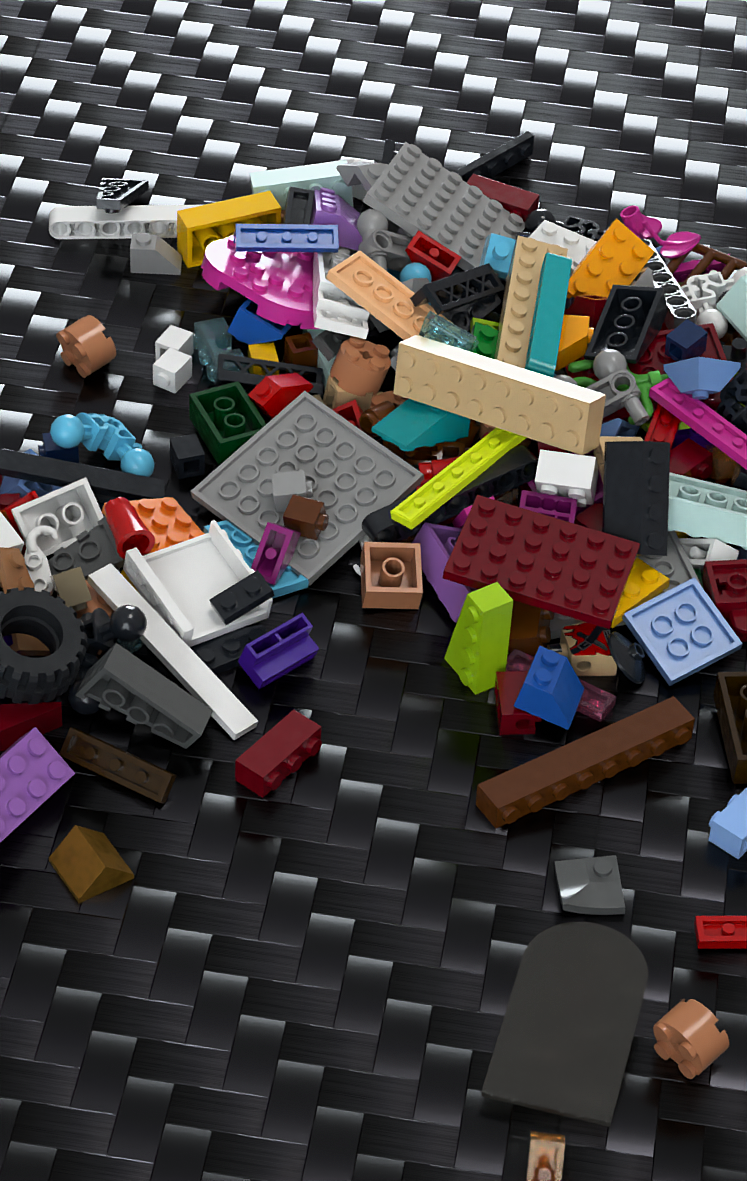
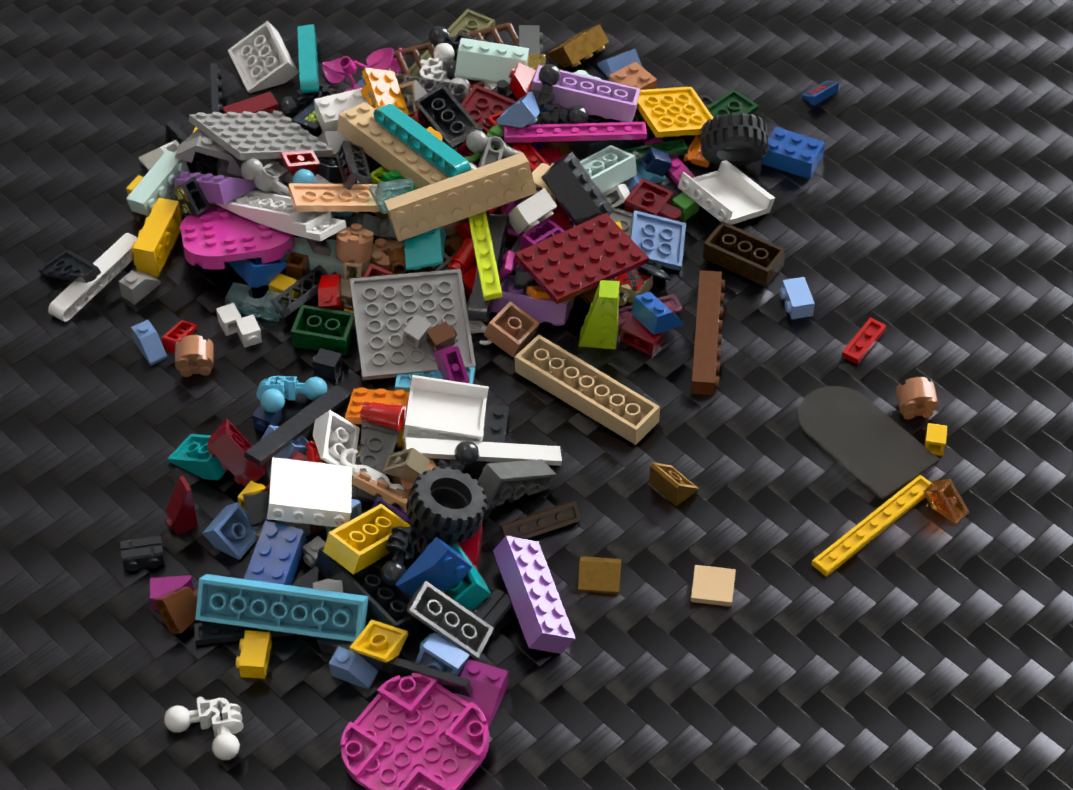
camera: 50 degrees left, 5 degrees up
(79, 300) = (148, 342): none -> medium blue slope
(117, 323) = (176, 333): none -> red slope
(170, 989) = (713, 585): none -> tan tile
(241, 597) = (476, 398): black plate -> none
(278, 753) = (593, 450): dark red brick -> none
(279, 651) = (521, 408): dark purple piece -> none
(286, 238) = (224, 212): fence -> none
(301, 856) = (671, 483): none -> pearl gold slope
(367, 696) = (587, 389): none -> tan brick
(425, 1109) = (871, 526): none -> yellow tile
(498, 253) = (331, 136): medium azure torso -> none
(590, 885) = (785, 380): dark grey plate -> none
(591, 169) = (263, 59): none -> white slope
(630, 191) = (308, 59): none -> teal beam
(644, 1100) = (936, 438): none -> yellow brick
(686, 341) = (483, 103): dark blue brick -> none

